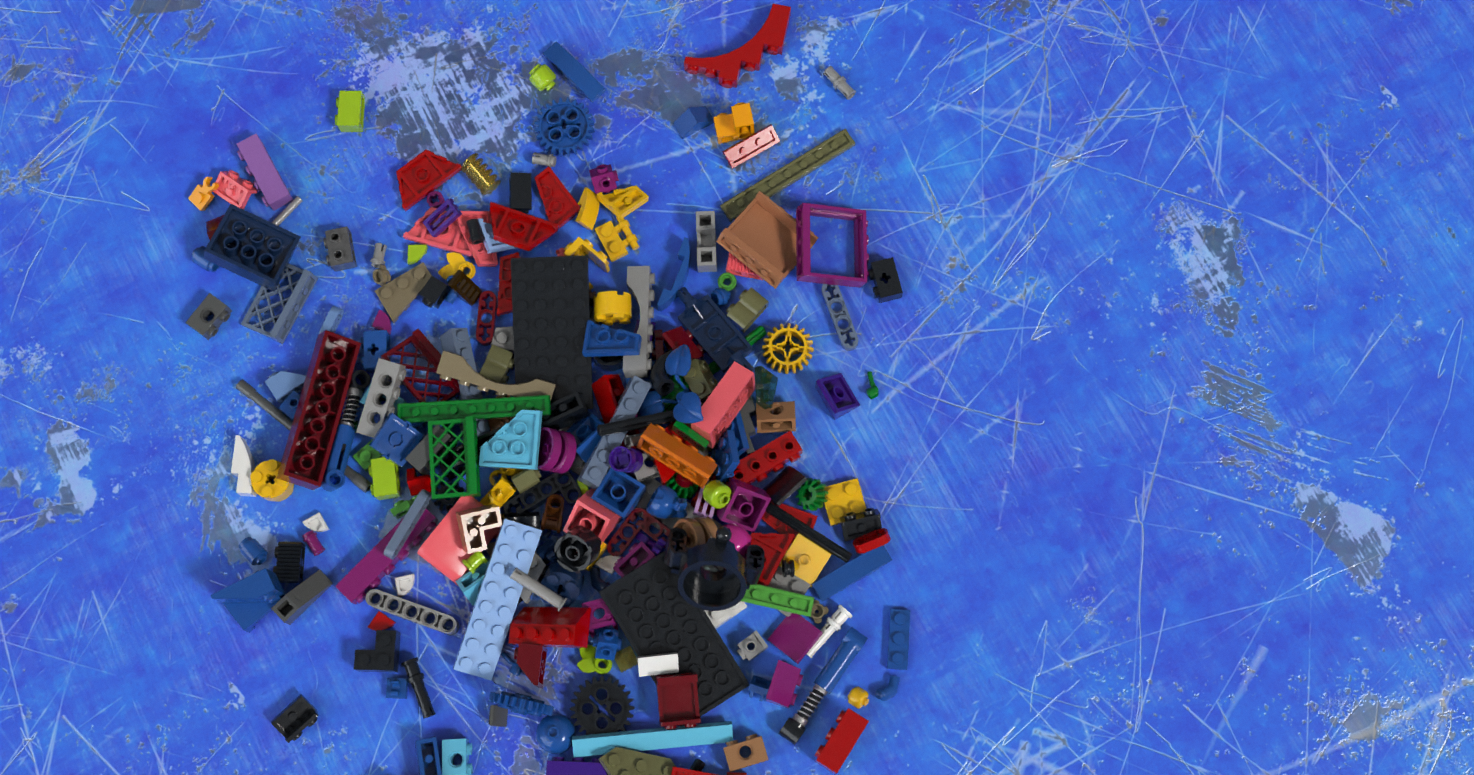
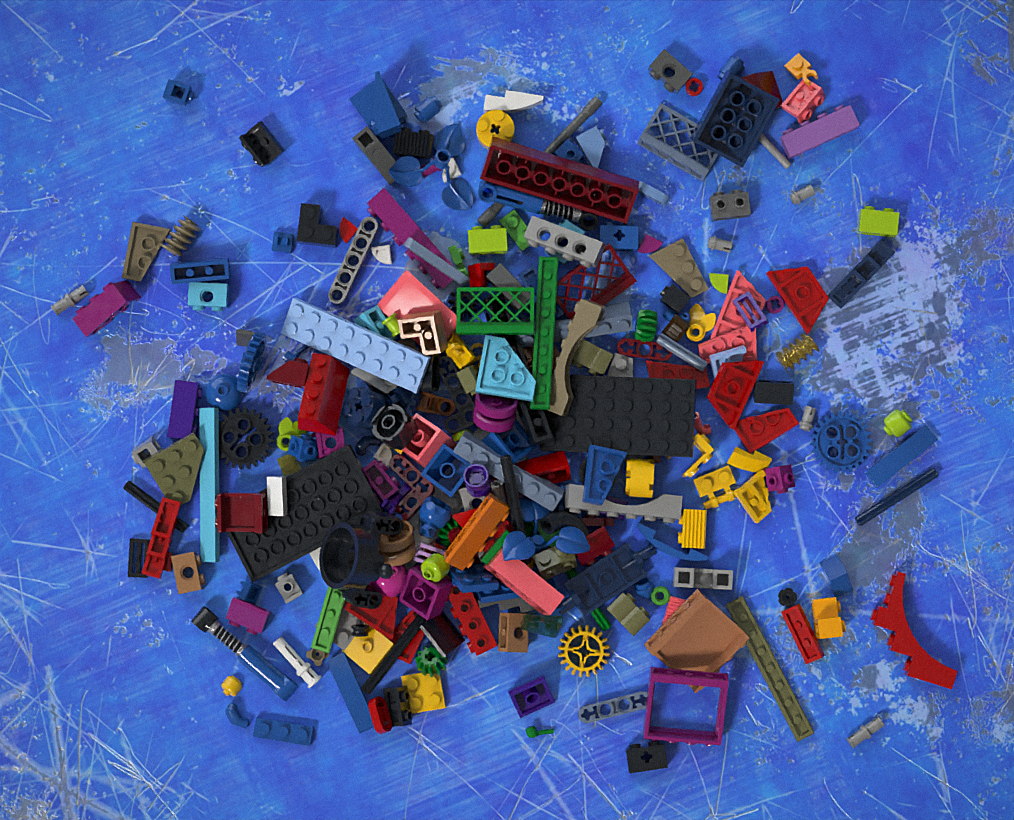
camera: 90 degrees right, 10 degrees up
(230, 295) = (688, 85): none -> red bush
(290, 524) = (448, 144): none -> blue plant
(328, 186) = (802, 194): none -> light grey pin
(381, 275) = (697, 246): dark tan plate -> none
(396, 439) = (520, 254): blue plate -> none
(401, 123) = (861, 274): none -> dark blue slope
(416, 678) = (288, 261): black pin -> none
(461, 316) = (645, 325): none -> green gear
(474, 232) = (731, 343): black pin -> none
(486, 280) = (681, 352): none -> sand blue axle
(538, 588) = (359, 385): light grey pin -> none
(613, 74) = (896, 497): none -> dark blue axle
(659, 255) = (693, 528): none -> yellow brick
(718, 159) = (792, 597): none -> black plate
(795, 637) = (293, 630): magenta tile -> none
(840, 740) = (188, 665): red brick -> none

